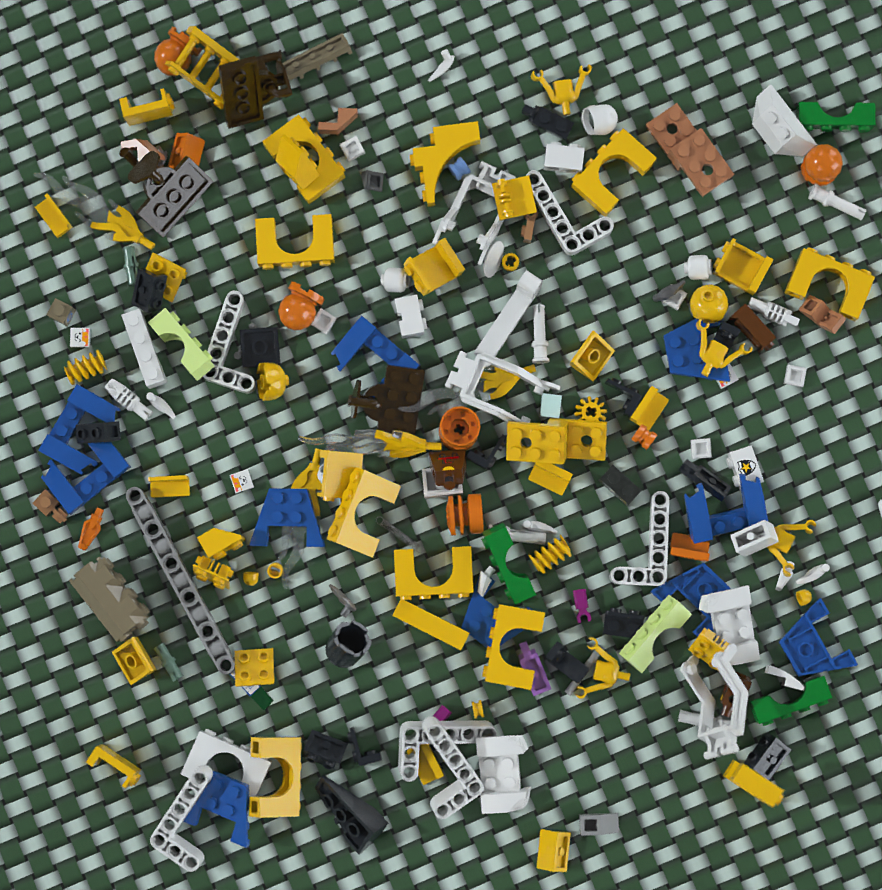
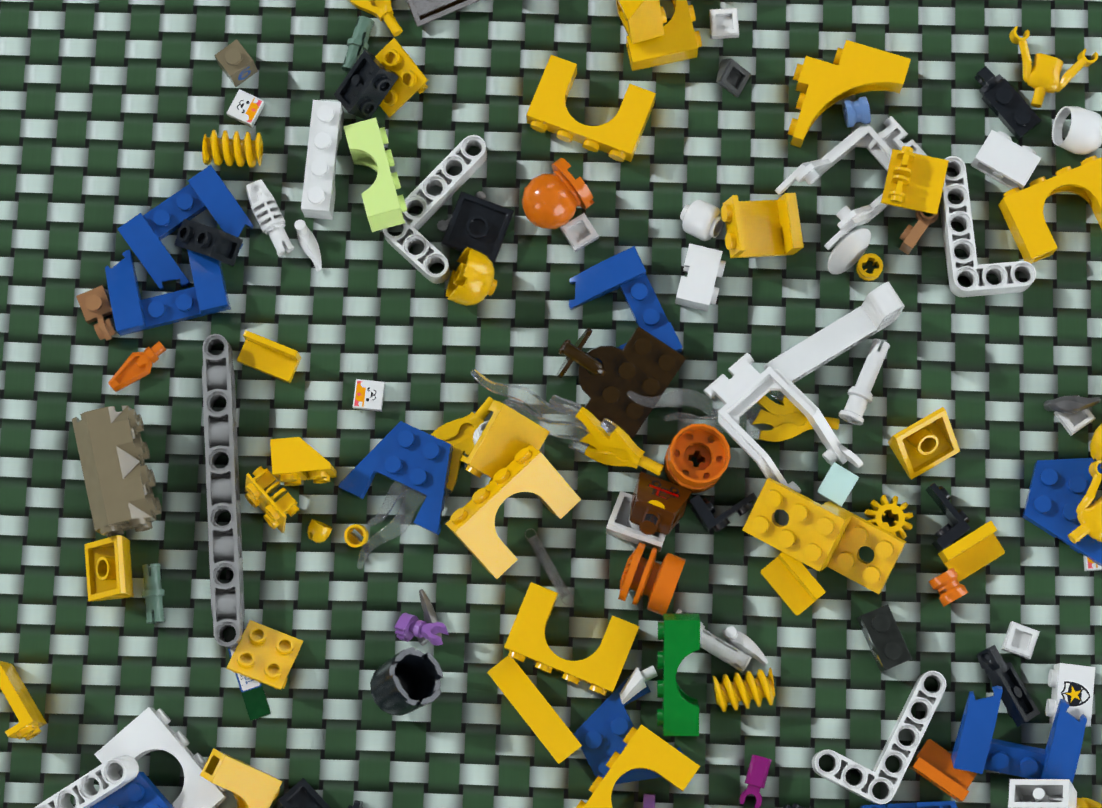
camera: 25 degrees right, 5 degrees down
(332, 609) = (410, 626): none -> medium lavender piece

